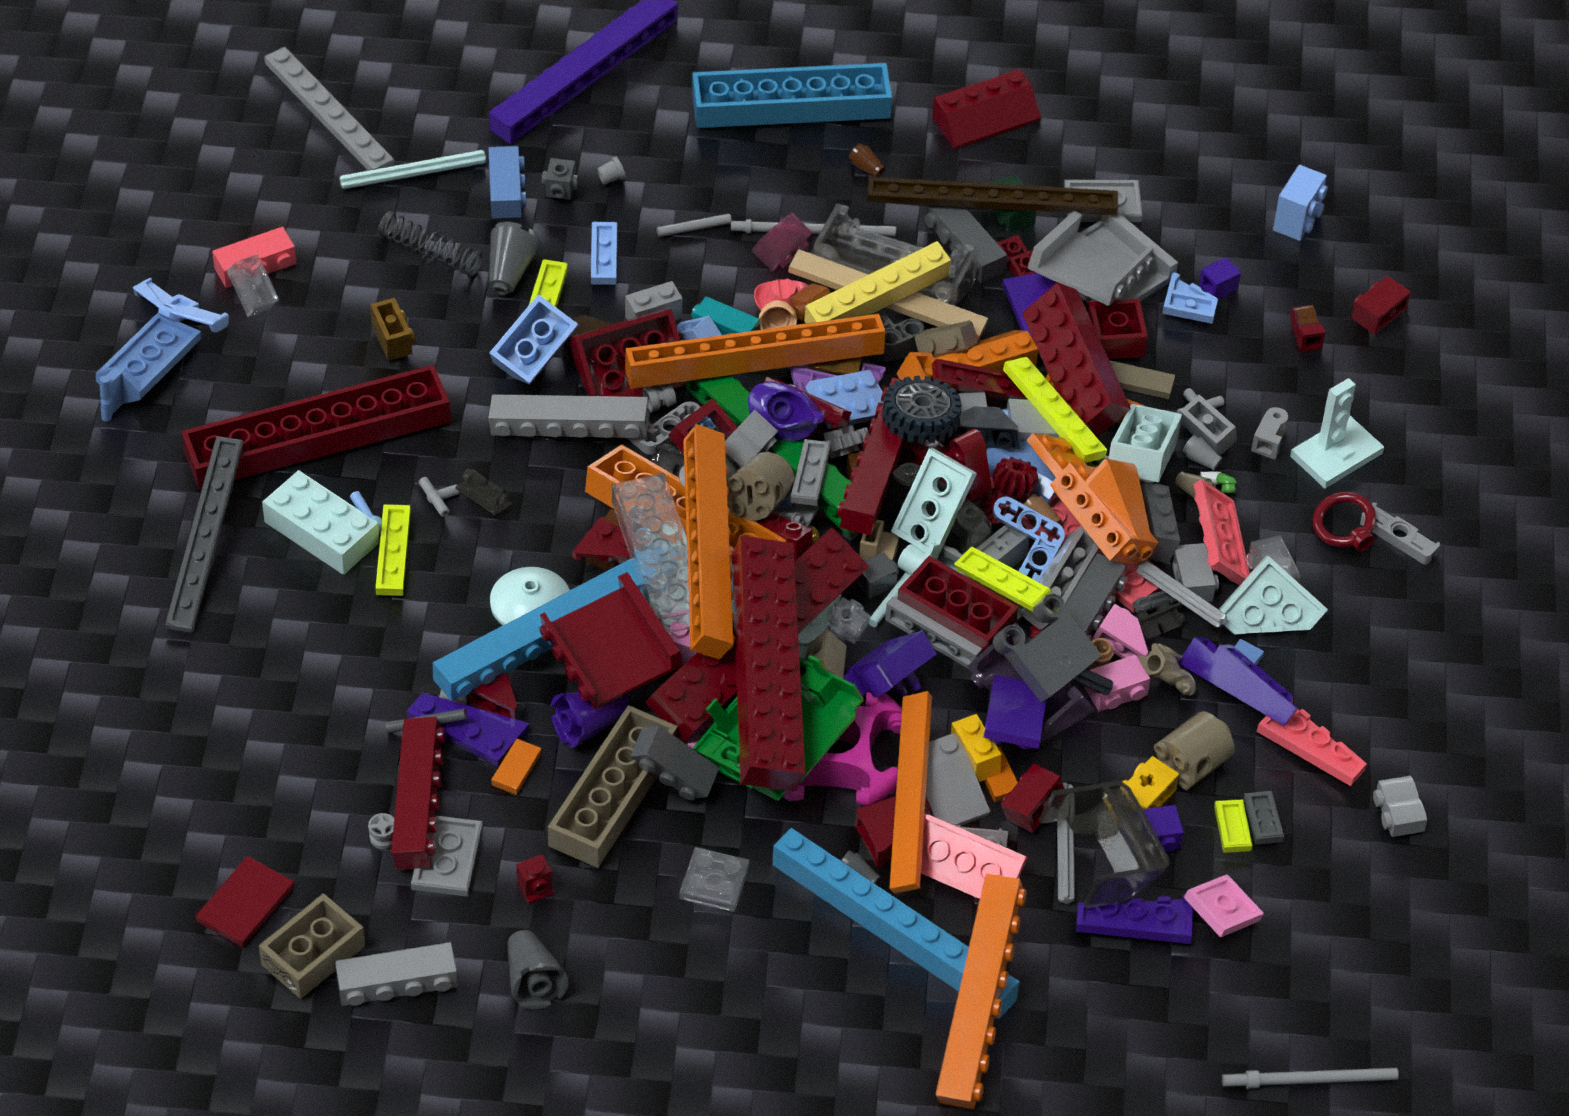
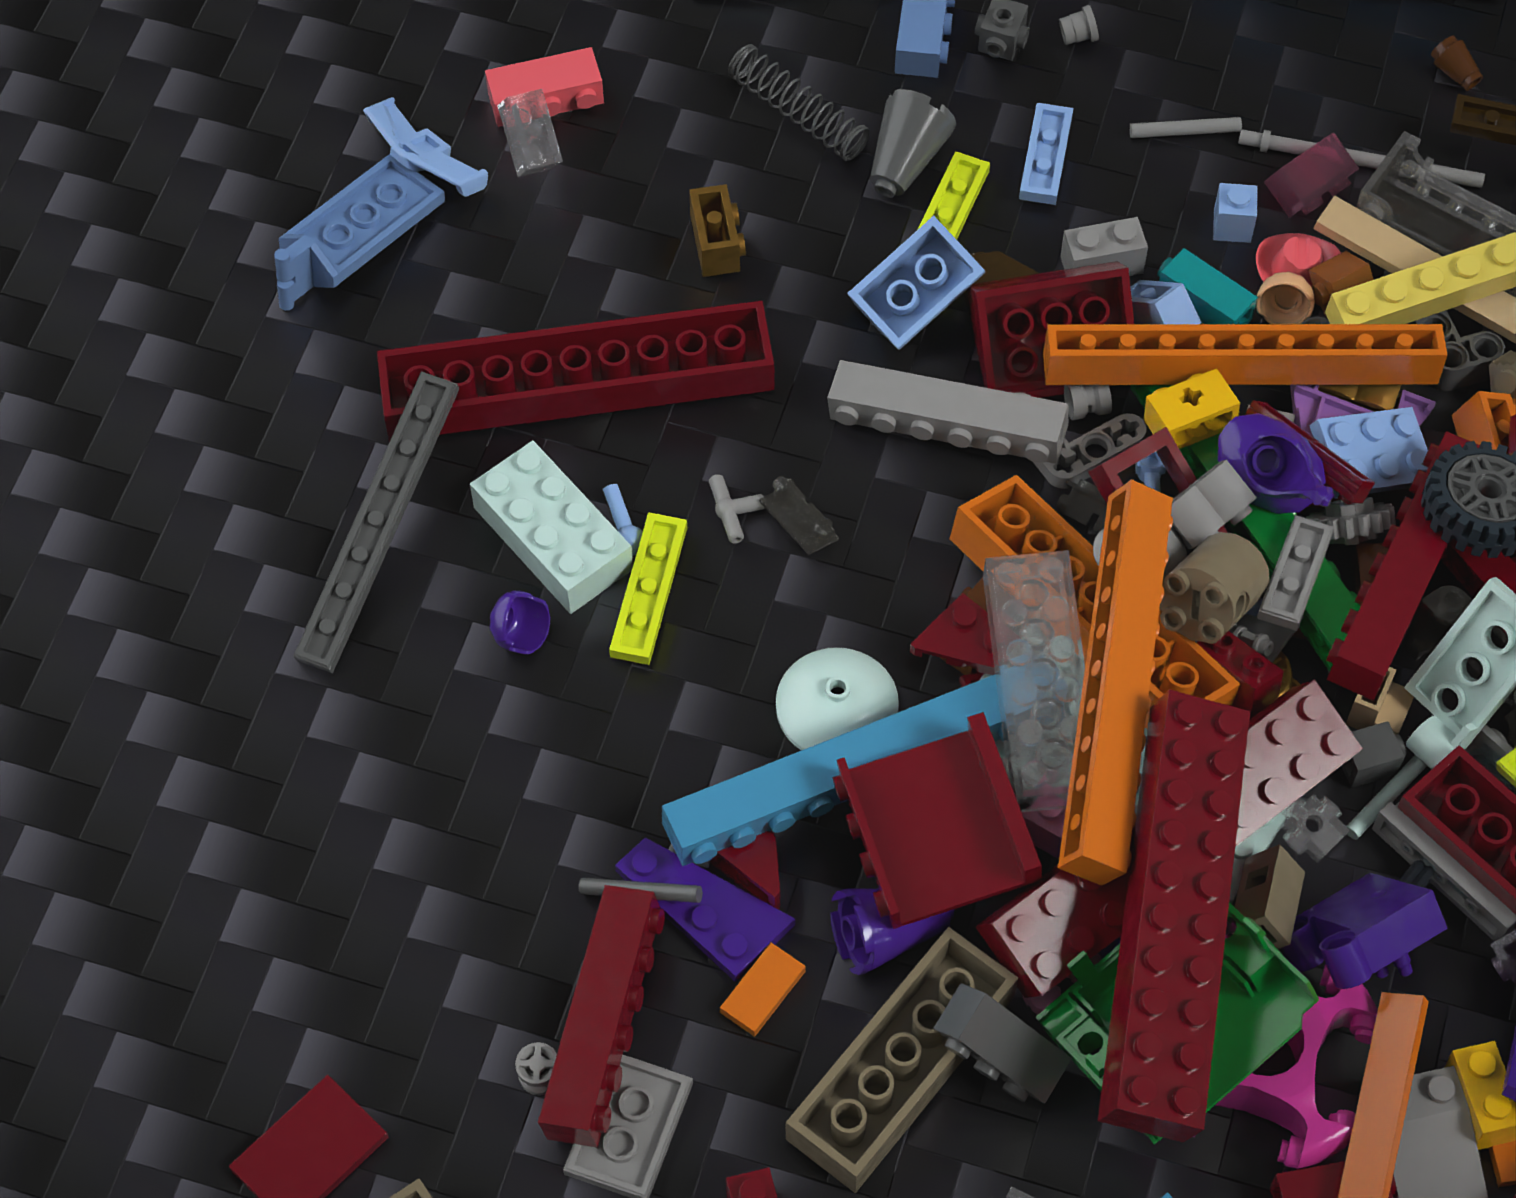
camera: 15 degrees right, 10 degrees up
(312, 580) = (520, 622): none -> dark purple hair
(728, 387) = (1192, 408): none -> yellow brick
(736, 271) = (1235, 212): none -> light blue brick

